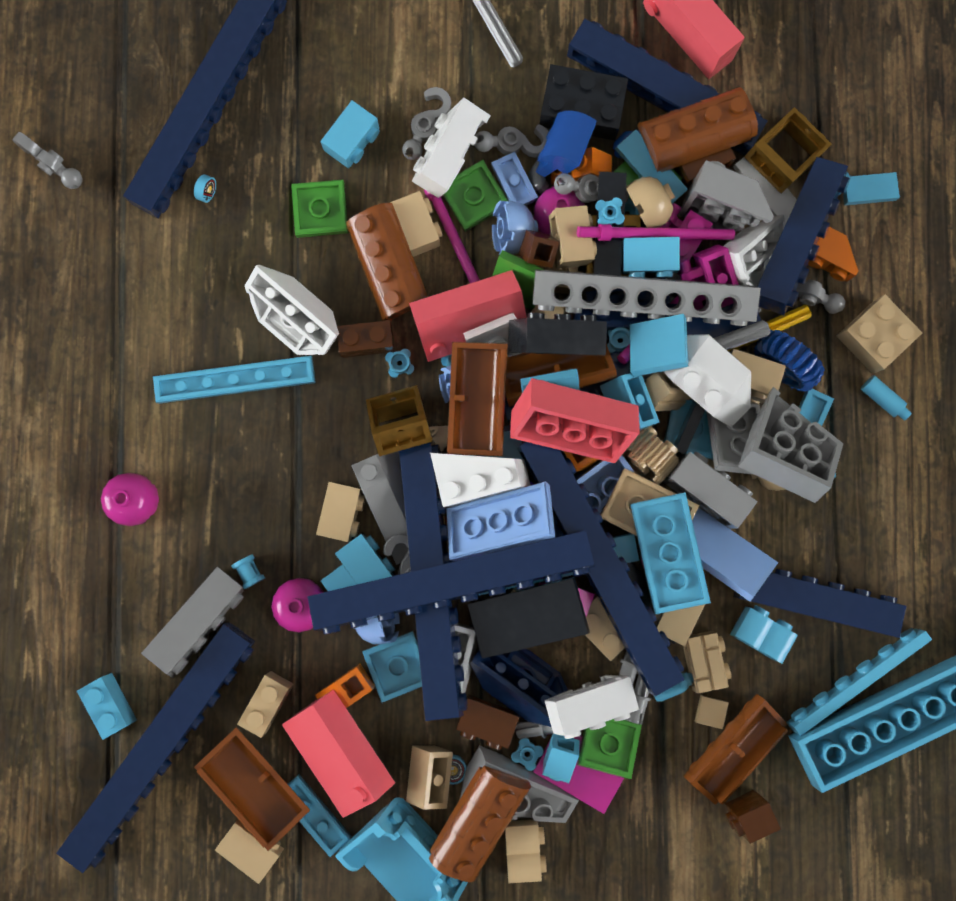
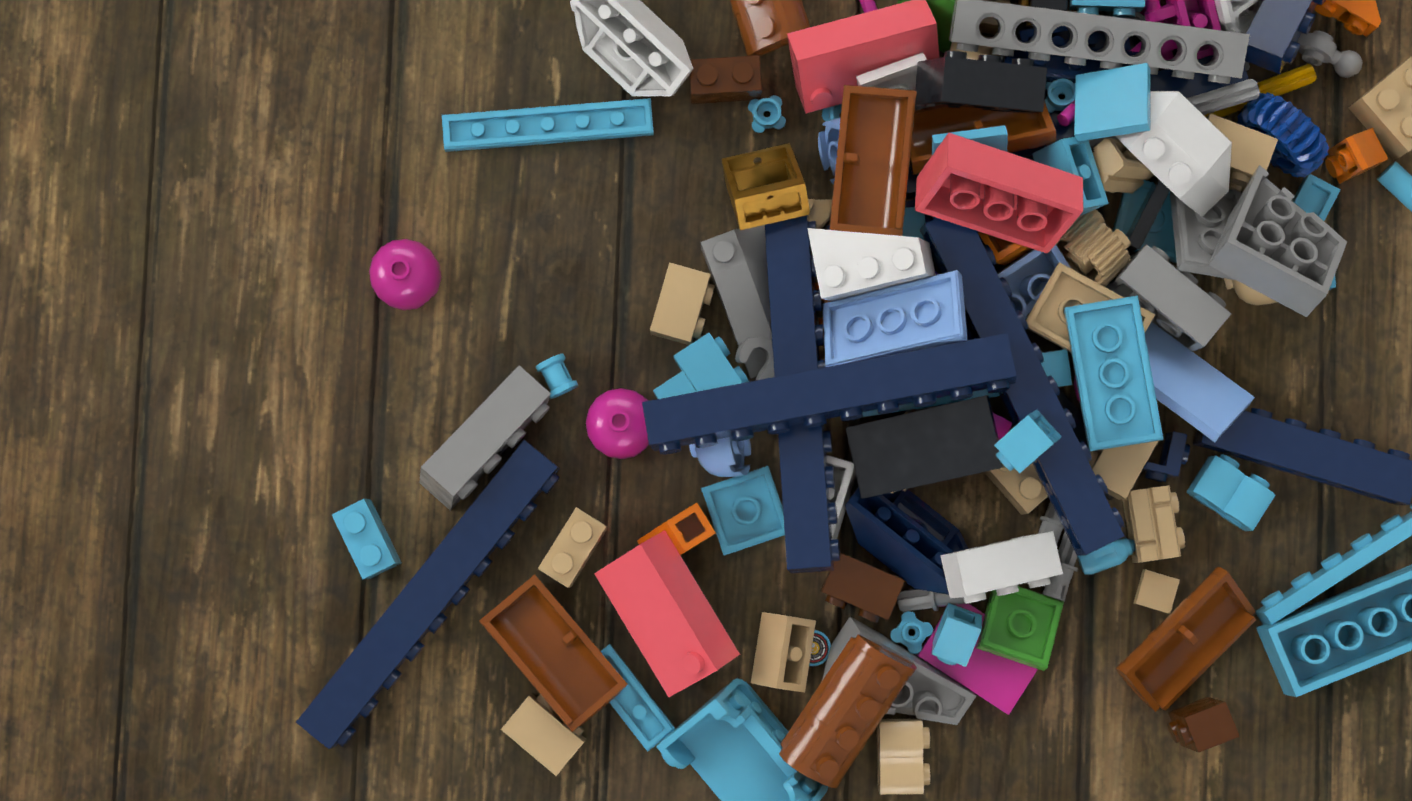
camera: 10 degrees right, 0 degrees up
(605, 615) = (1026, 442): none -> medium azure brick
(718, 608) = (1173, 454): none -> dark blue bracket
(844, 373) = (1355, 155): none -> orange slope

